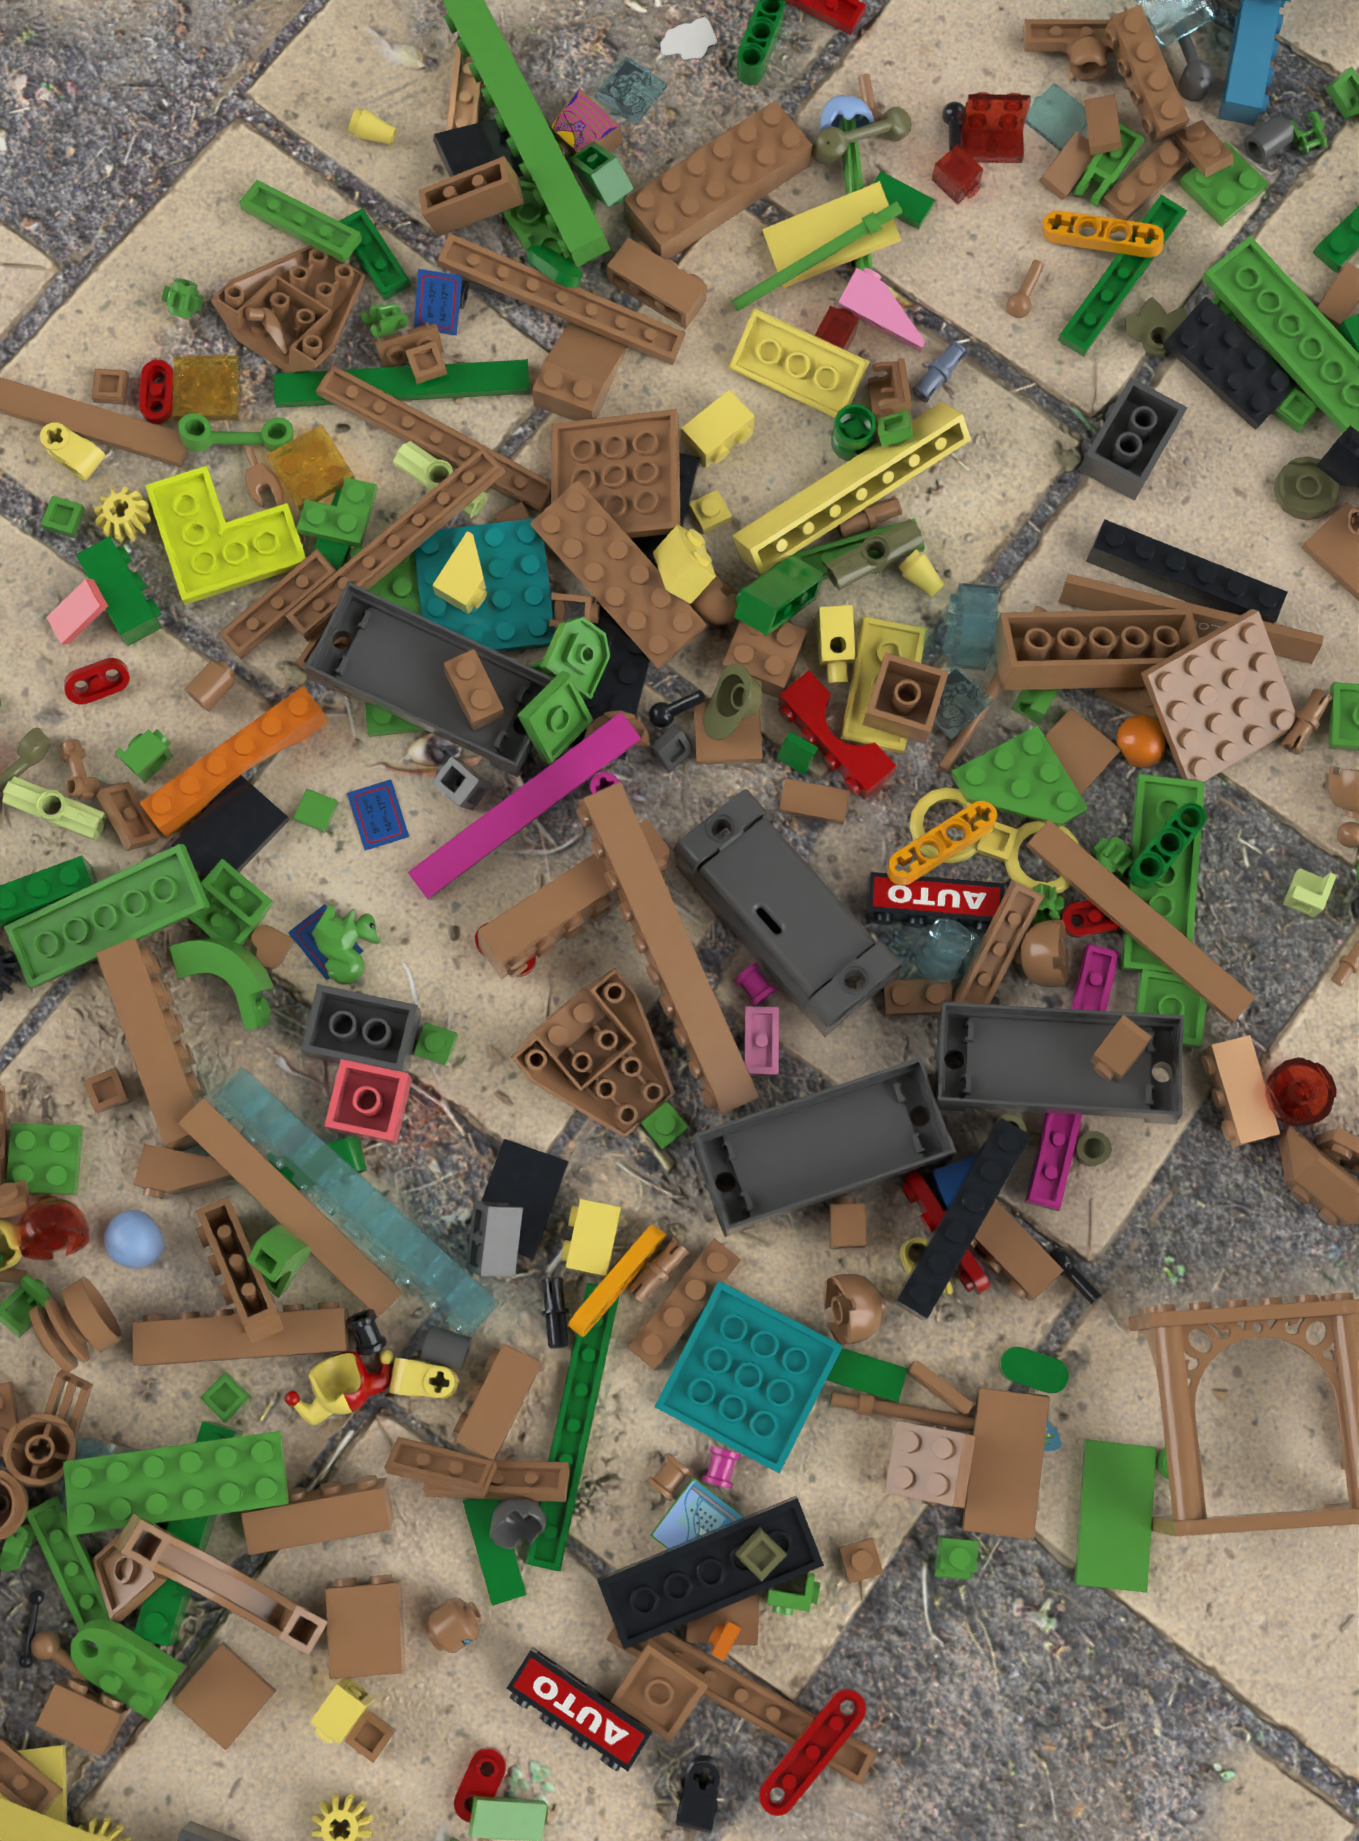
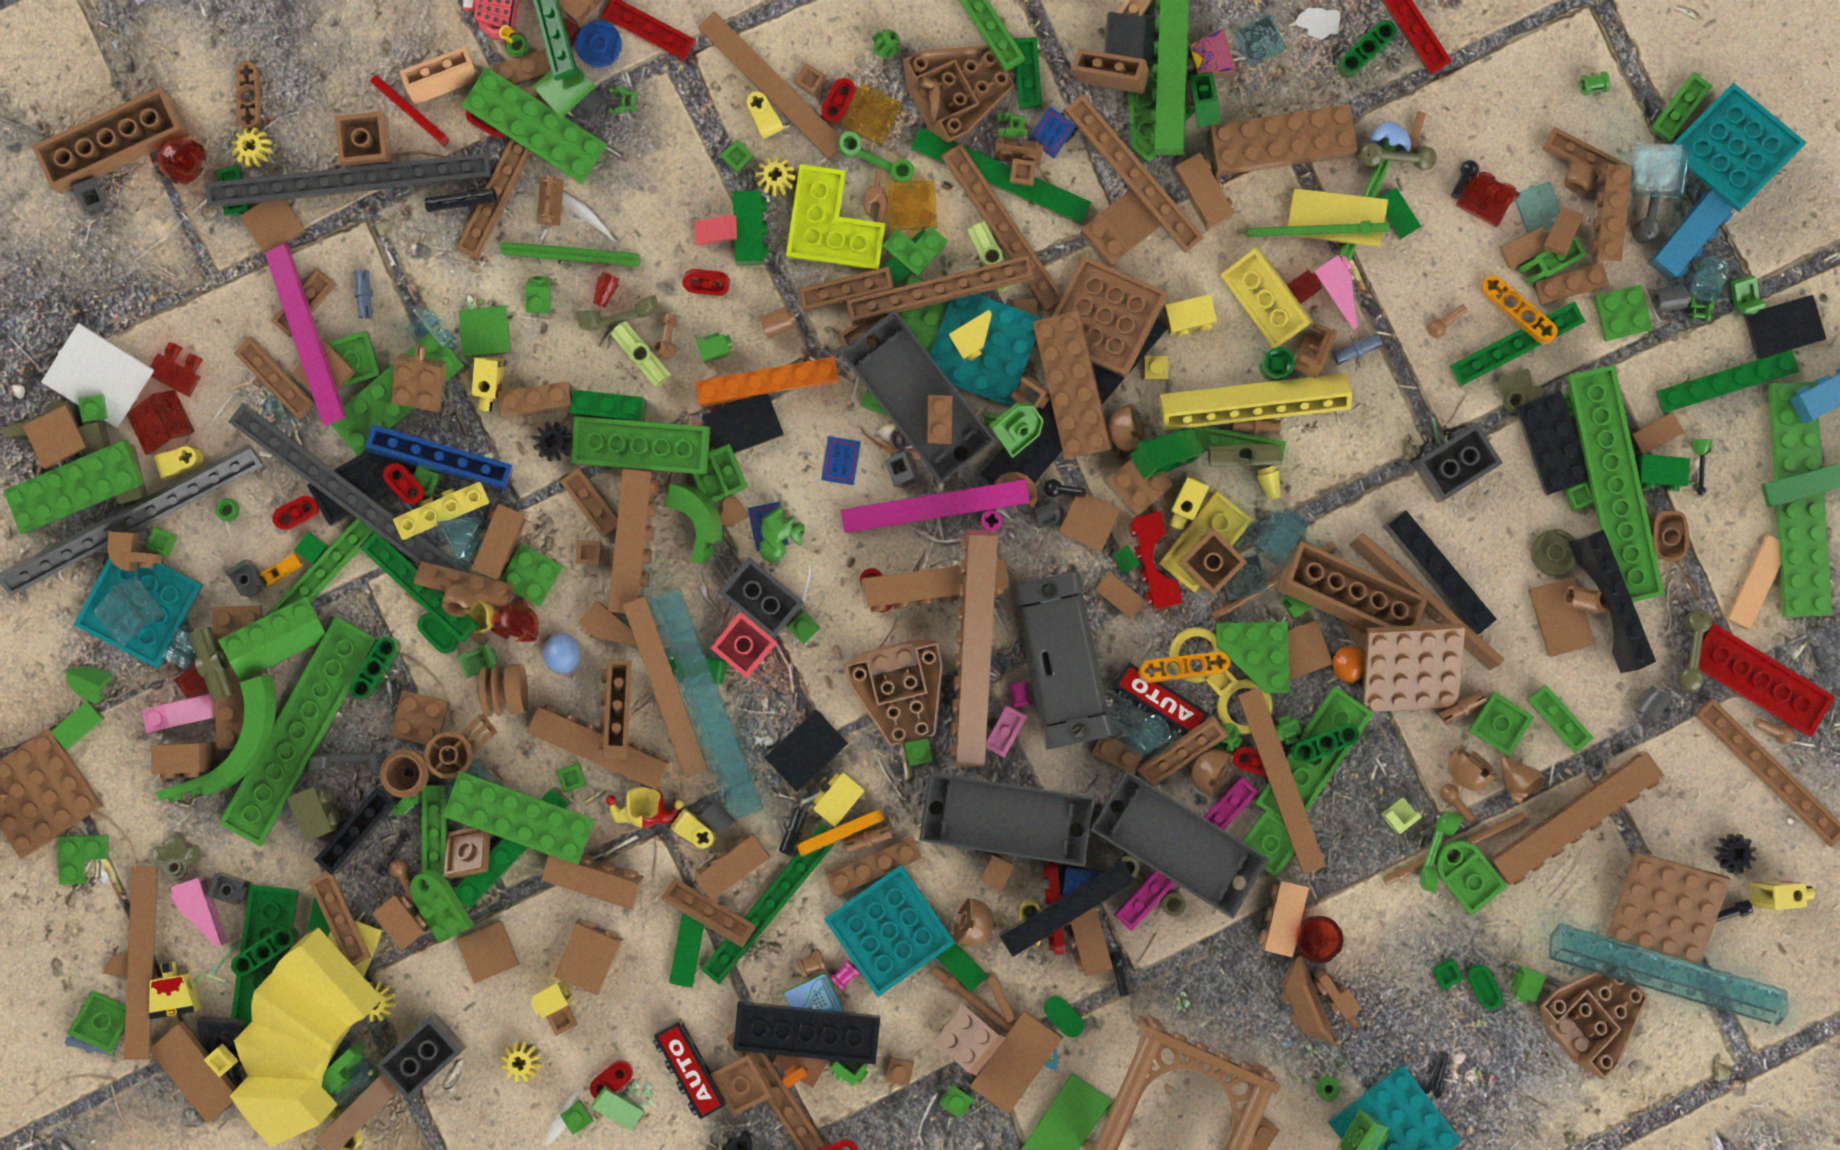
camera: 25 degrees right, 10 degrees up
(78, 1025) = (590, 502): none -> medium nougat plate
(127, 816) = (683, 382): medium nougat plate -> none
(220, 1583) = (518, 890): medium nougat arch -> none
(279, 1257) = (644, 715): bright green arch -> none
(315, 810) = (803, 438): bright green tile -> none
(366, 1332) = (674, 784): black bush -> none
(441, 1467) = (679, 887): medium nougat tile -> none
(453, 1625) = (641, 982): medium nougat head -> none
(494, 1239) = (778, 768): hinge -> none
(515, 1521) = (707, 942): dark grey hair -> none
(554, 266) = (1140, 149): green tile -> none
(555, 717) = (982, 462): bright green tile -> none
(684, 563) = (1116, 402): light yellow brick -> none
(734, 699) = (1099, 508): olive piece -> none
(760, 1553) = (841, 1039): olive tile -> none
(895, 428) = (1303, 378): bright green plate -> none
(958, 175) = (1446, 217): clear red brick -> none
(1120, 1050) = (1217, 859): medium nougat slope -> none
(1204, 148) = (1622, 283): medium nougat plate -> none
(1300, 93) = (1709, 279): none -> clear light blue wheel

